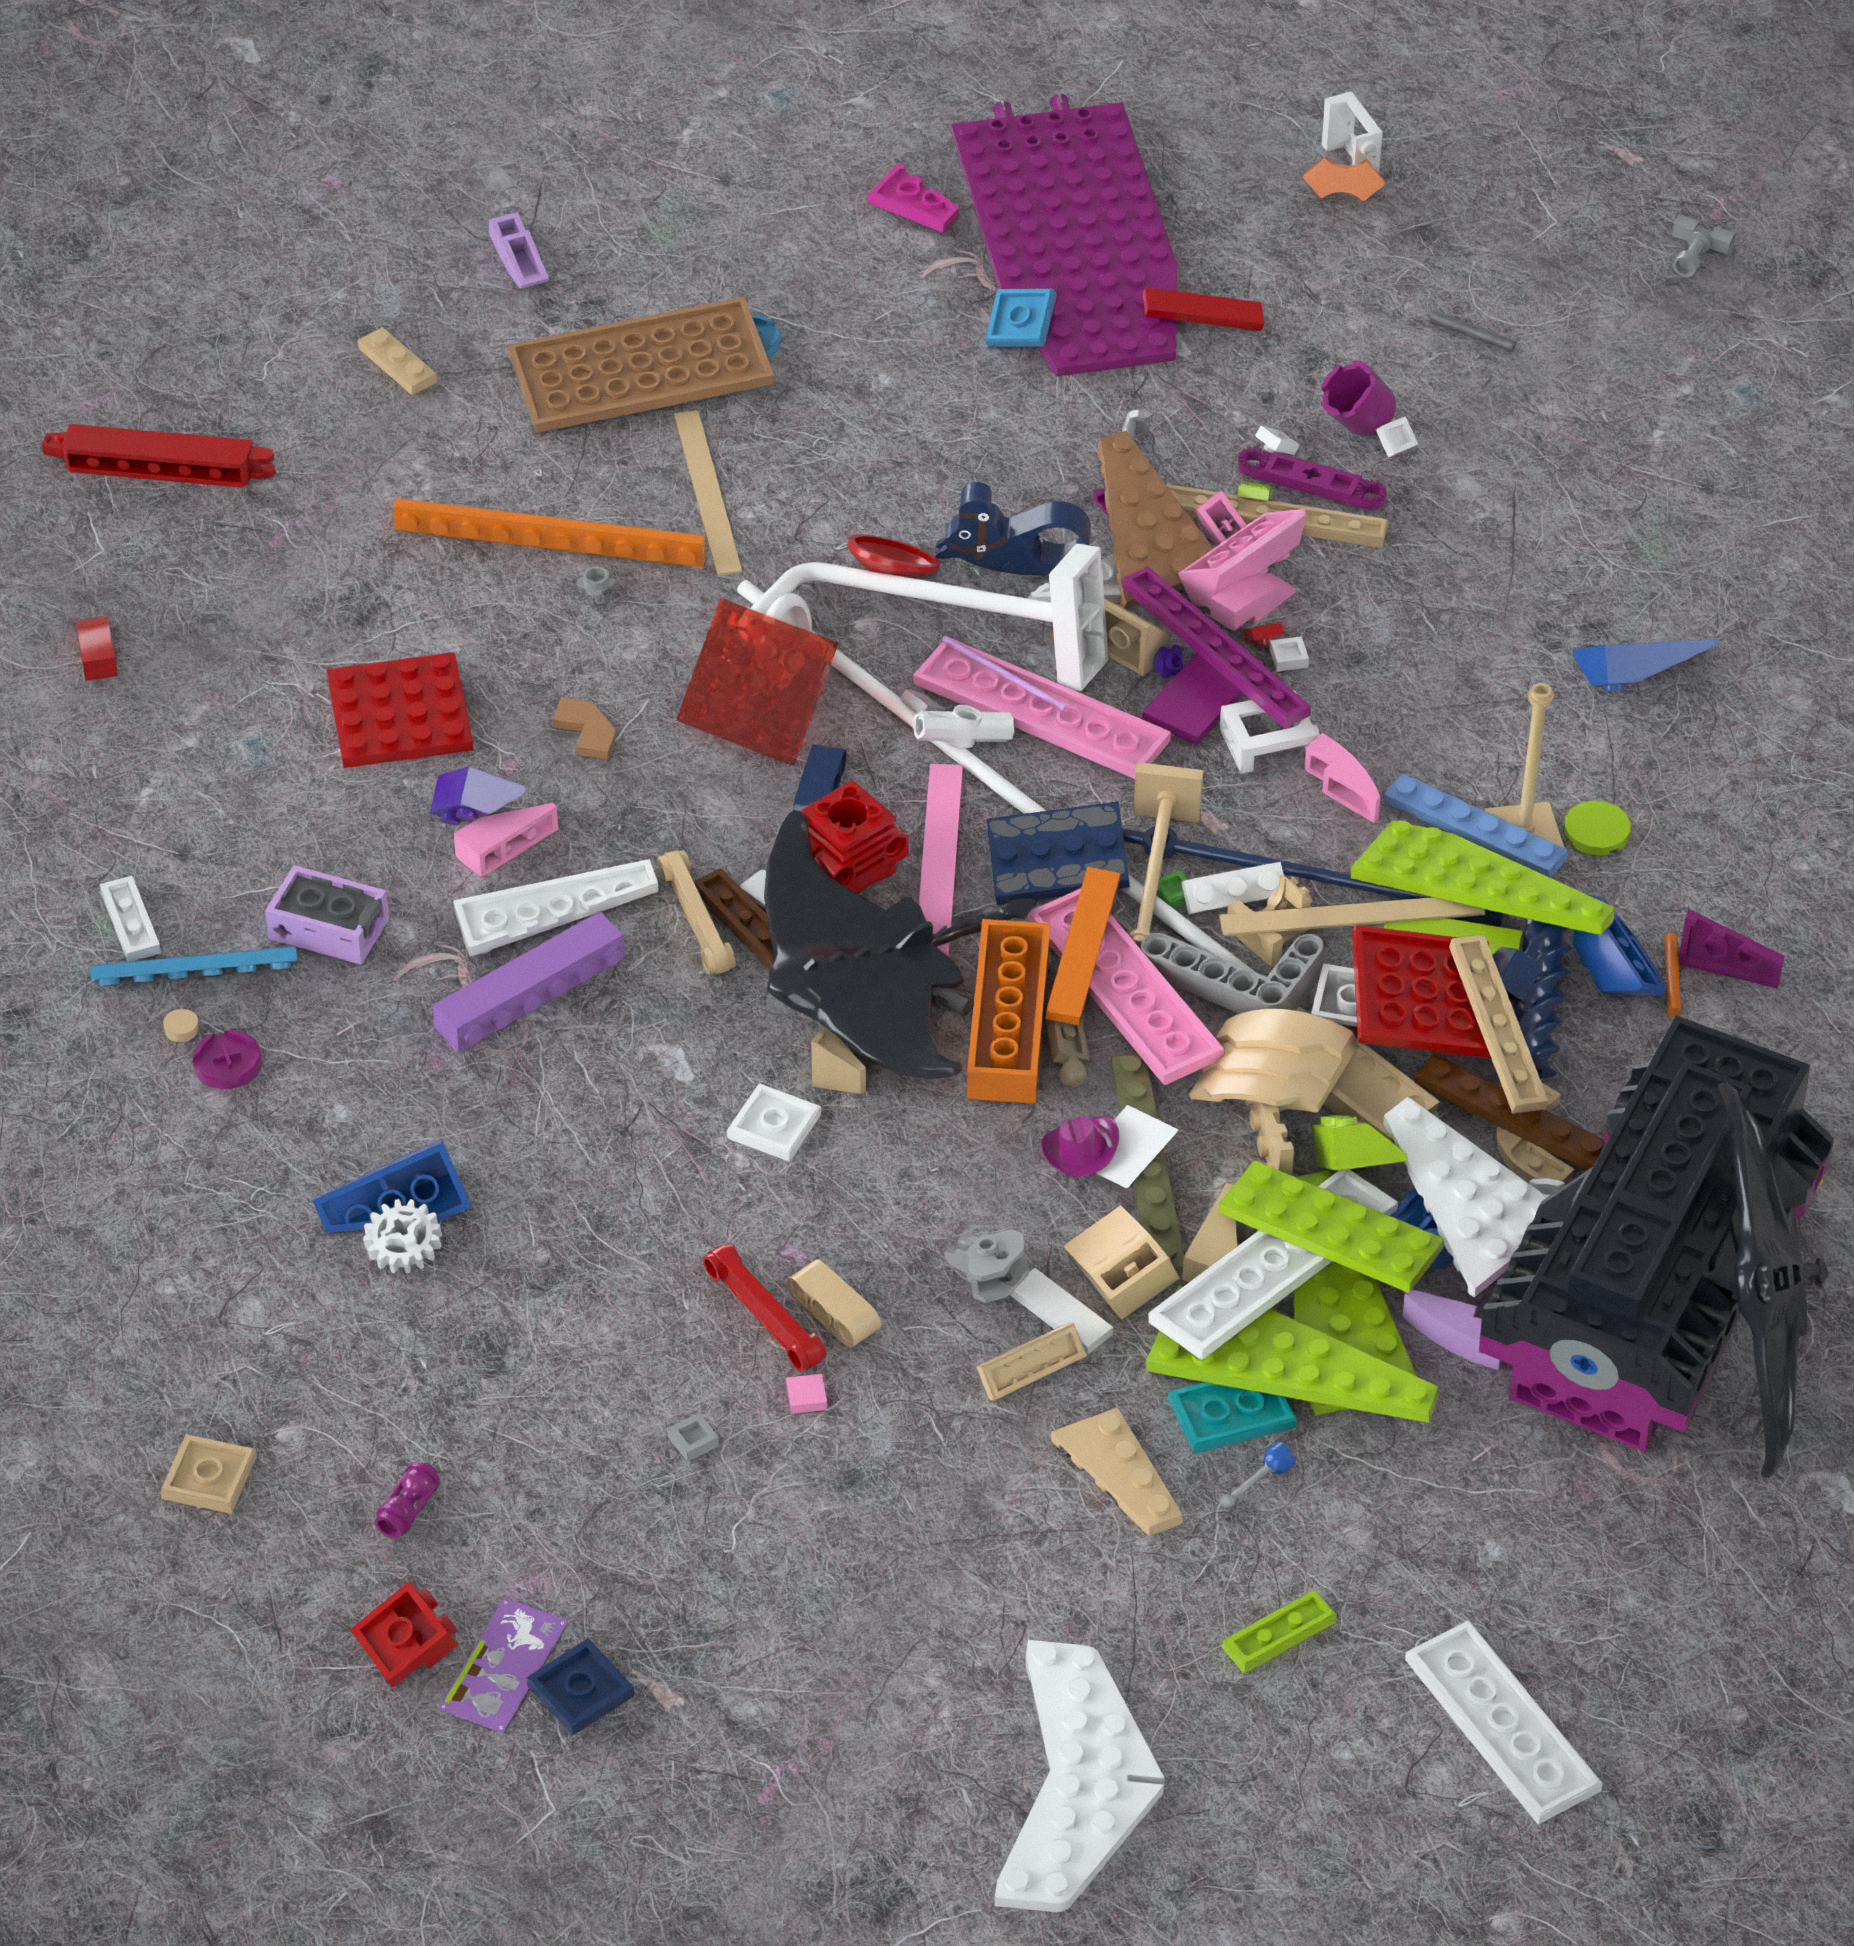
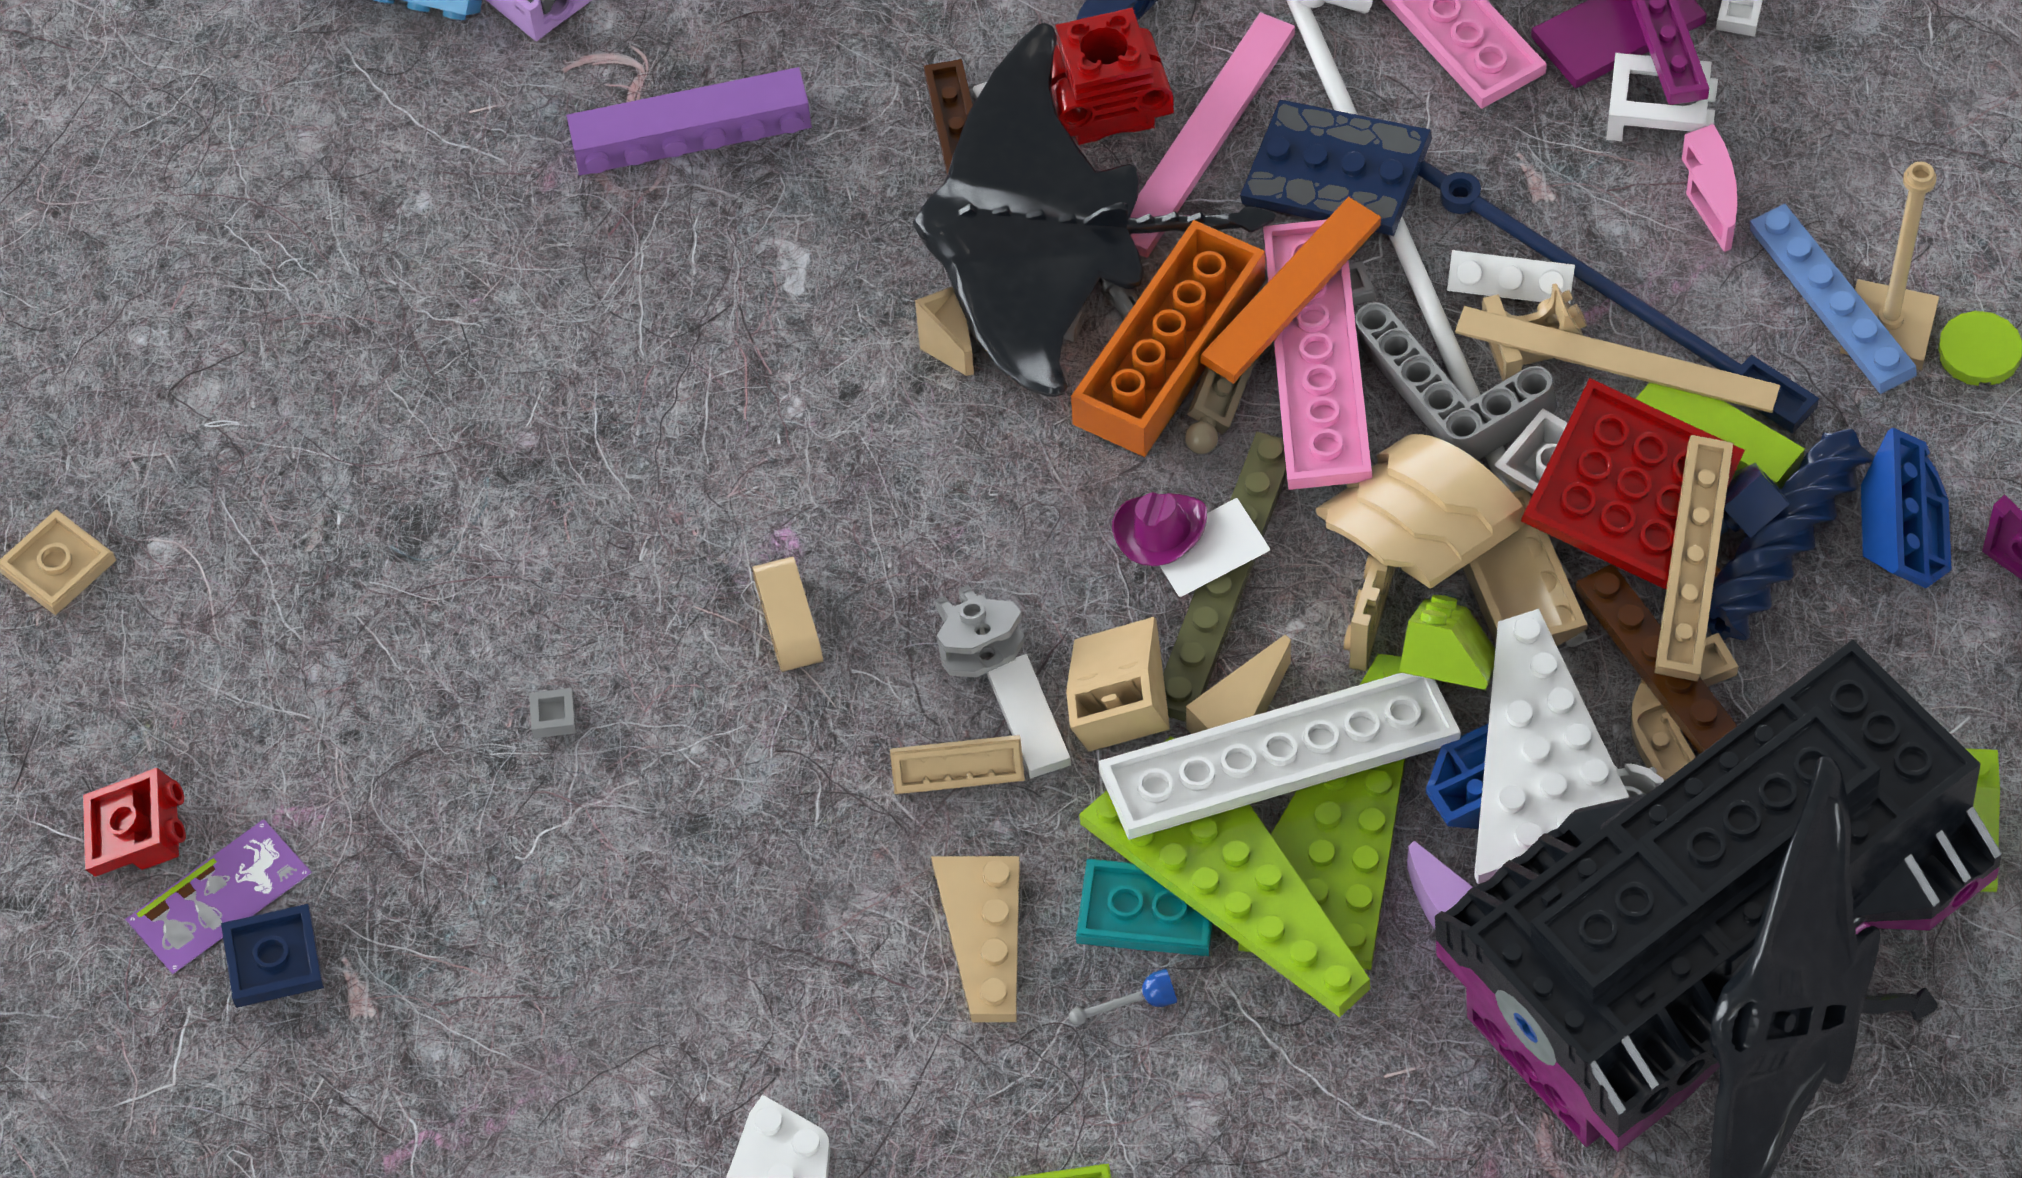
camera: 30 degrees right, 10 degrees up
(181, 1025) = (318, 47): tan tile -> none
(227, 1059) = (342, 101): magenta tile -> none
(398, 1512) = (209, 680): magenta piece -> none
(402, 1237) = (391, 367): white gear -> none
(420, 1175) = (427, 317): blue wedge -> none
(526, 910) = (745, 38): white wing -> none
(715, 954) = (901, 160): tan piece -> none
(774, 1122) = (853, 376): white tile -> none
(802, 1349) = (724, 656): red piece -> none
(806, 1393) = (701, 708): bright pink tile -> none
(1166, 795) = (1488, 138): tan tile -> none
(1171, 889) = (1439, 251): bright green tile -> none
(1331, 1226) = (1363, 735): lime plate -> none
(1469, 874) = (1783, 358): lime wing -> none
(1672, 974) = (1962, 566): orange bar -> none

